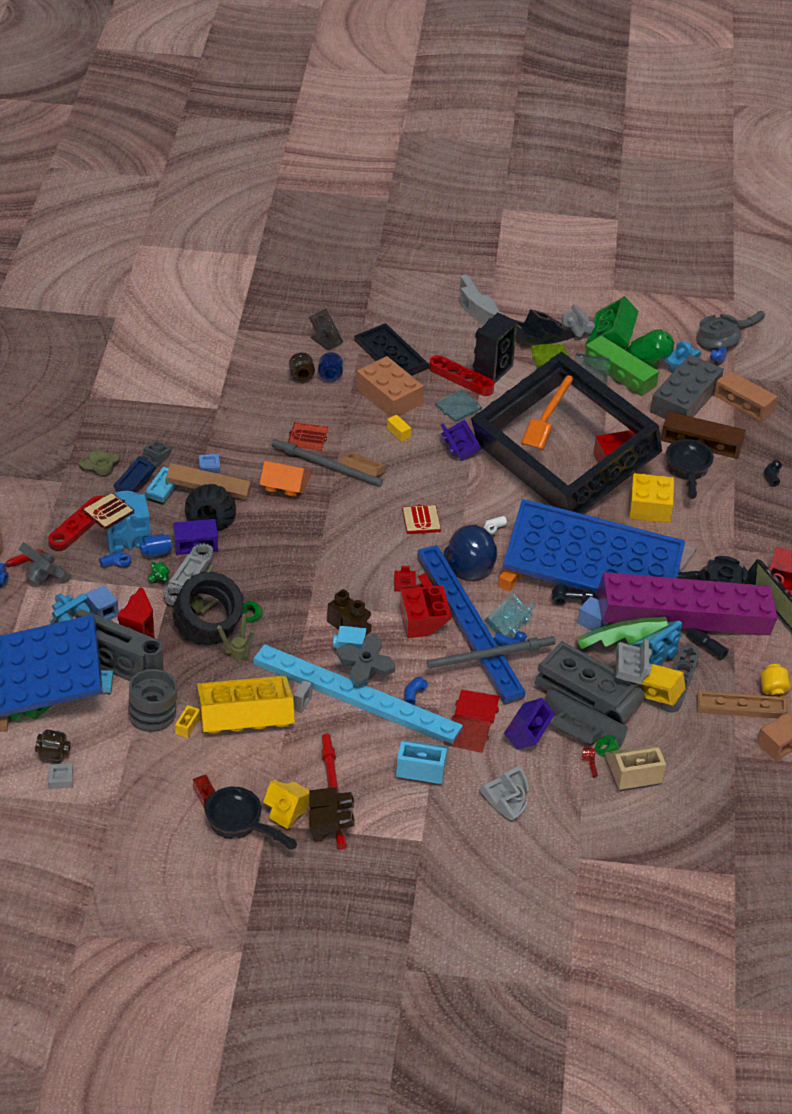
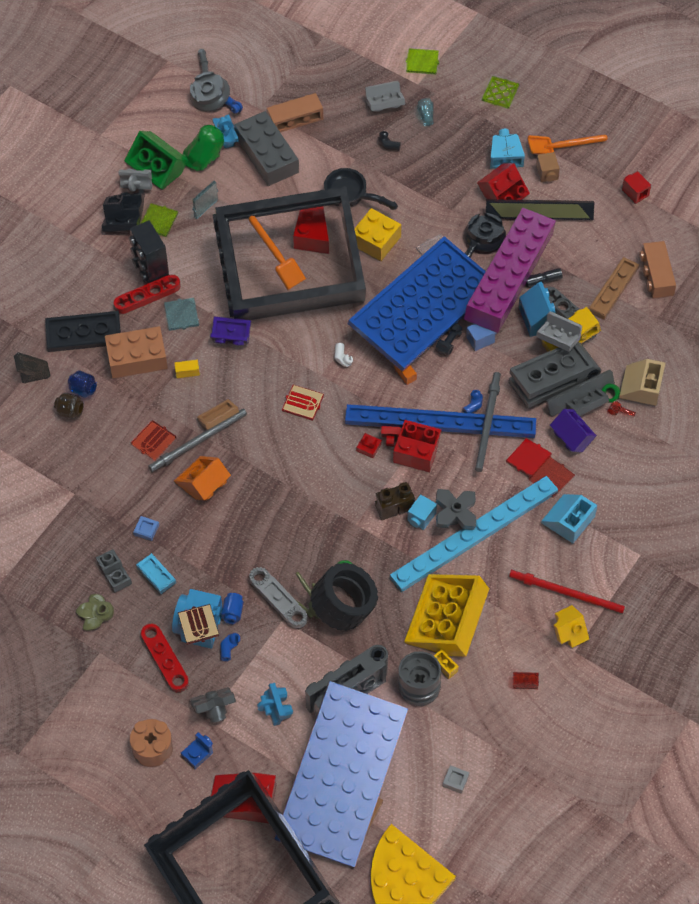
camera: 60 degrees left, 15 degrees up
(19, 559) = (184, 713): red piece -> none
(52, 745) = (426, 772): dark brown head -> none
(103, 603) = (281, 674): medium blue brick -> none
(135, 475) = (135, 591): dark blue tile -> none
(138, 614) = (324, 652): red slope -> none
(159, 572) = (265, 617): green plant -> none
(193, 533) = (237, 573): dark purple brick -> none
(194, 478) = (175, 538): medium nougat tile -> none
(211, 495) = (209, 549): black wheel -> none
(237, 813) = (564, 667): black piece -> none
(239, 646) = (384, 592): olive plant -> none
(302, 696) = (461, 568): light grey tile -> none
(327, 812) = (605, 606): dark brown hips -> none
(416, 684) = (489, 492): blue arm -> none
(472, 553) = (374, 380): dark blue piece -> none
(477, 305) = (72, 239): light grey slope -> none
(508, 615) = (452, 390): clear light blue bracket -> none
(508, 793) = (625, 478): light grey brick -> none
(624, 366) = (196, 178): bright green brick -> none
(631, 630) = (513, 327): bright green slope -> none
(720, 438) = (320, 165): reddish brown brick -> none
(775, 680) = (606, 255): yellow head -> none

